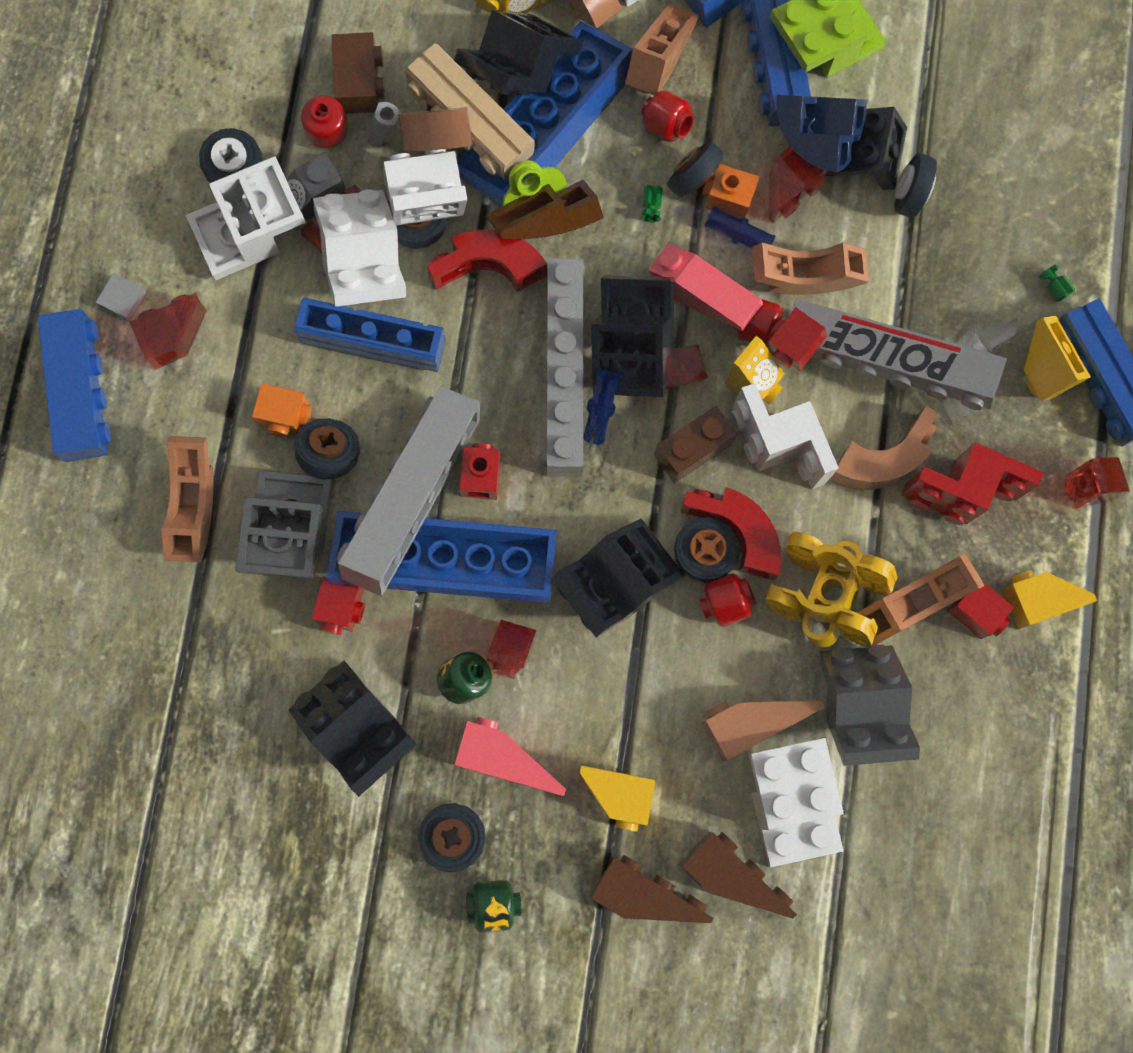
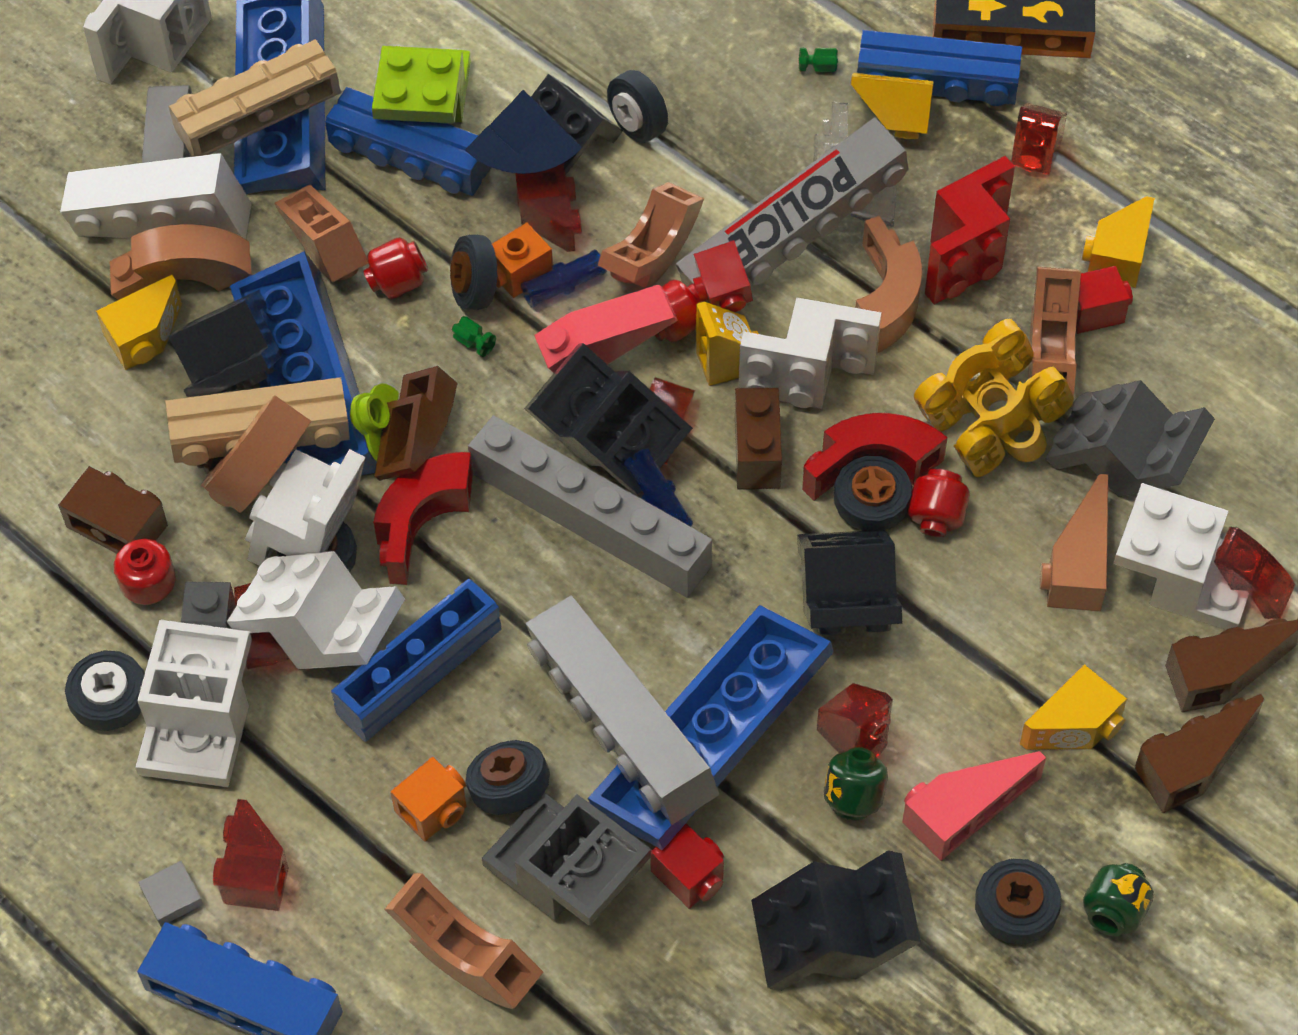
camera: 50 degrees left, 20 degrees down
(382, 122) = (196, 514): light grey bar -> none
(480, 471) = (644, 646): red brick -> none
(815, 857) = (1254, 569): none -> clear red slope

